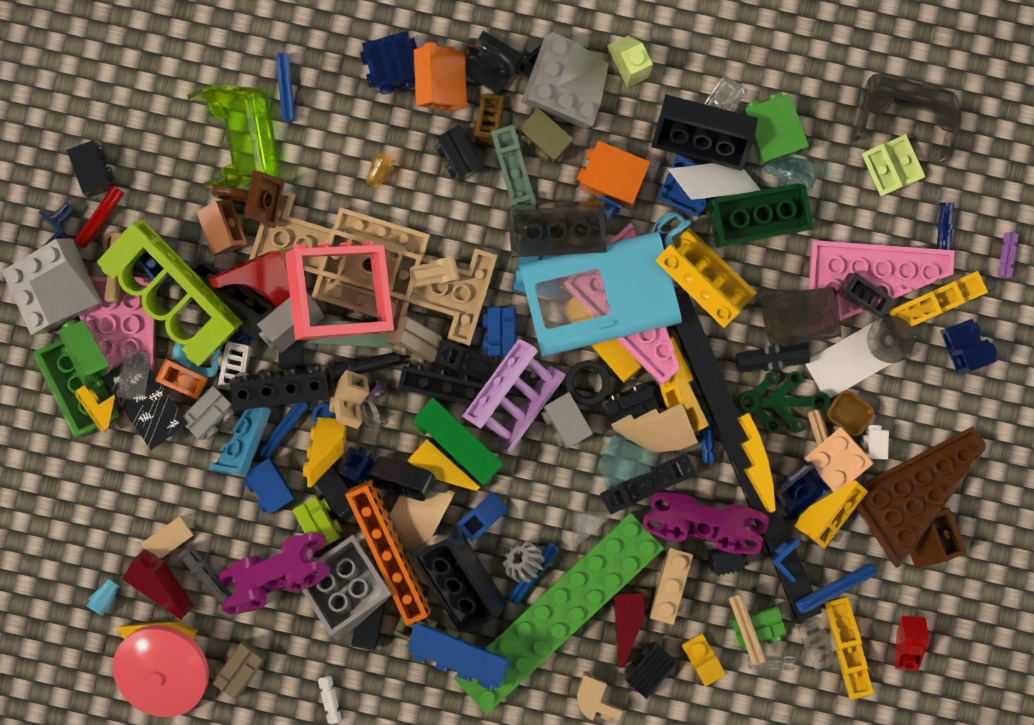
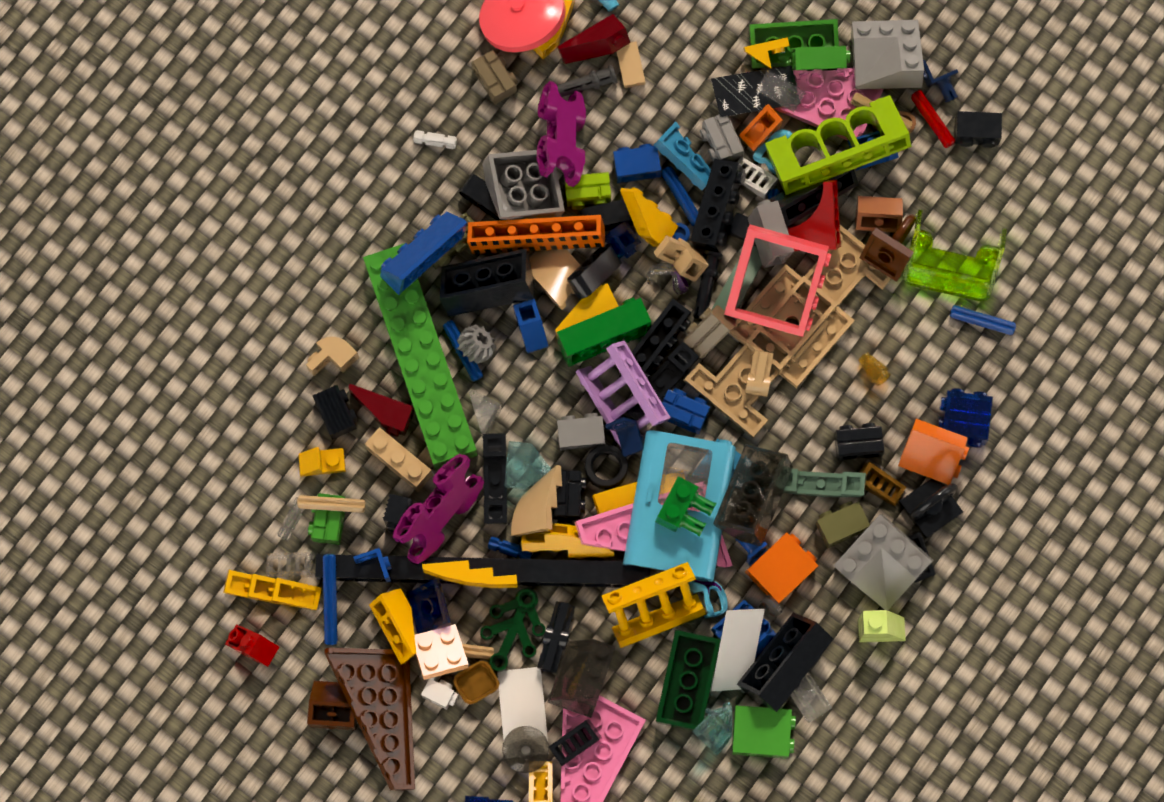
camera: 115 degrees right, 10 degrees down
(553, 370) = (628, 434): none -> dark blue bracket
(604, 291) = (674, 510): none -> green brick

